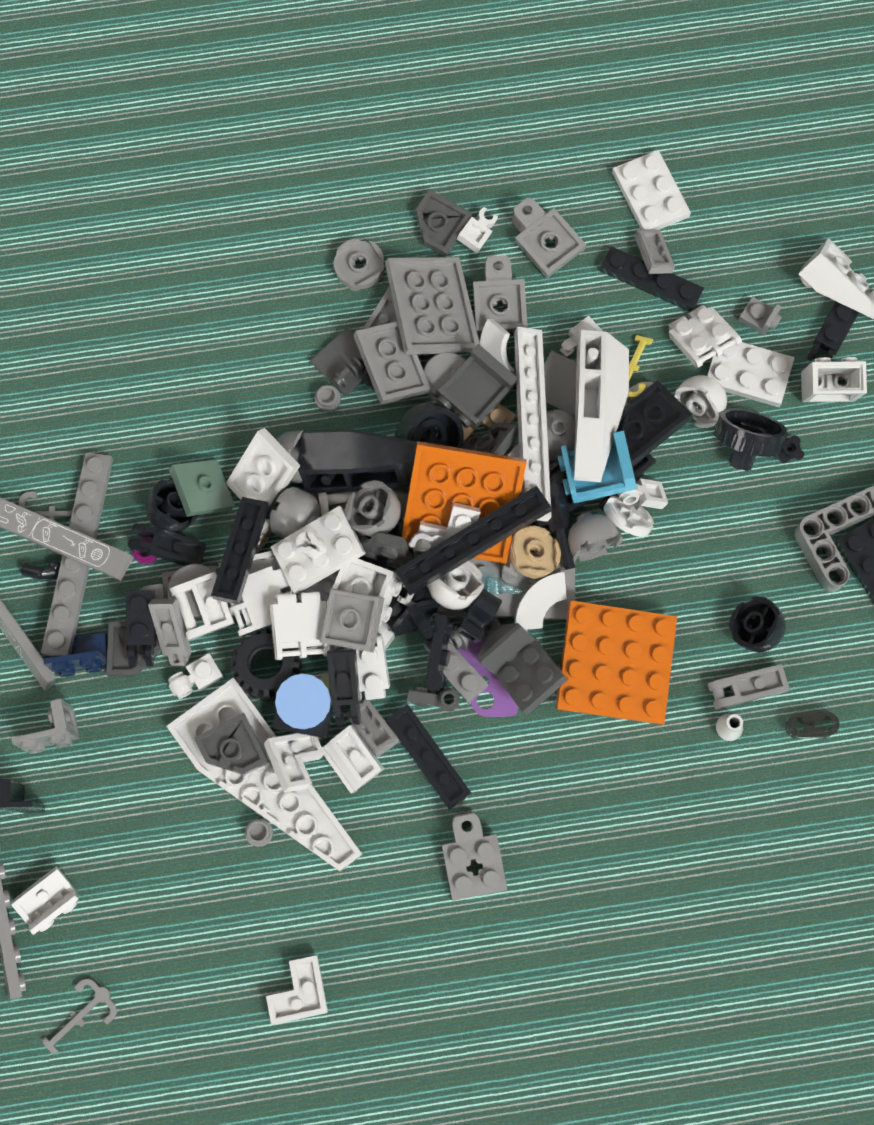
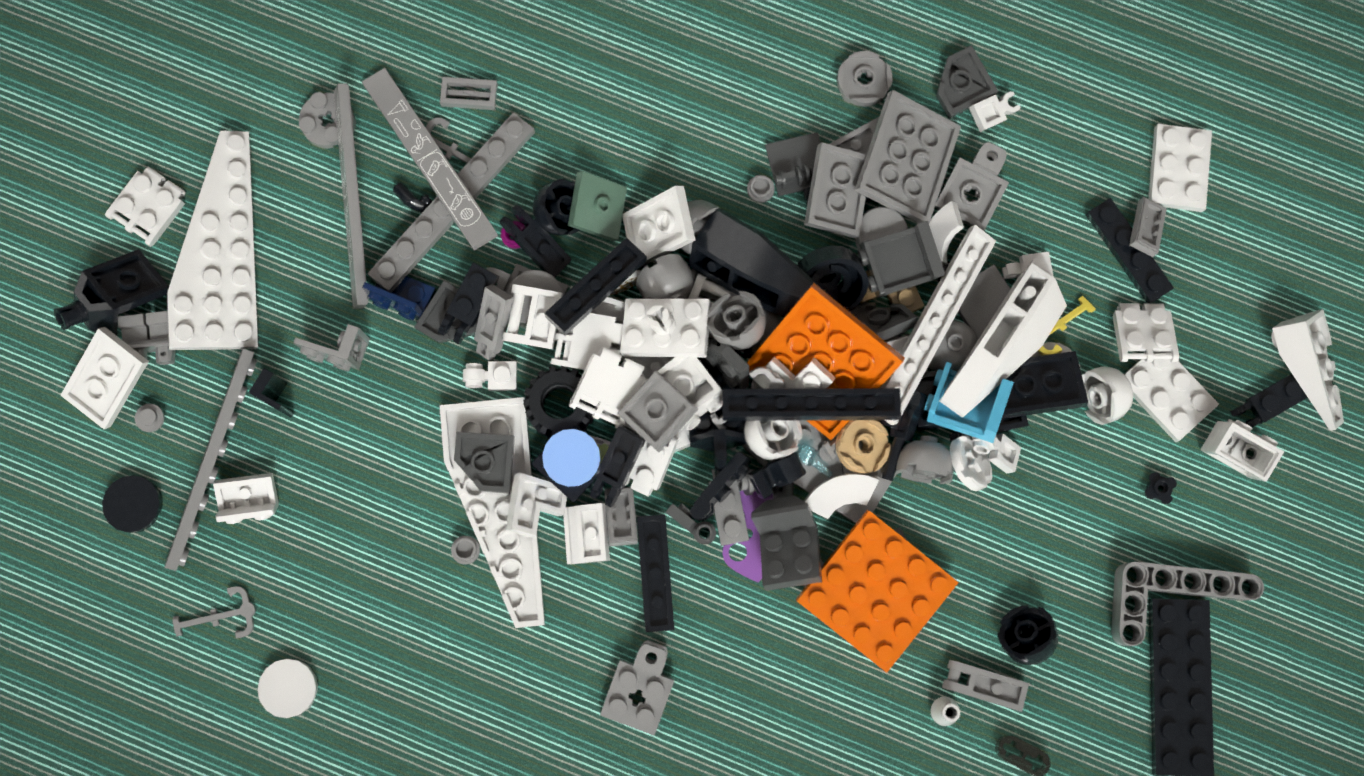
camera: 25 degrees right, 5 degrees up
(15, 459) = (469, 83): none -> light grey tile
(176, 1039) = (287, 688): none -> white tile
(306, 998) = (420, 722): white plate -> none
(536, 228) = (1052, 139): light grey plate -> none
(749, 436) = (1130, 454): black piece -> none
(760, 316) = (1211, 346): light grey bracket -> none

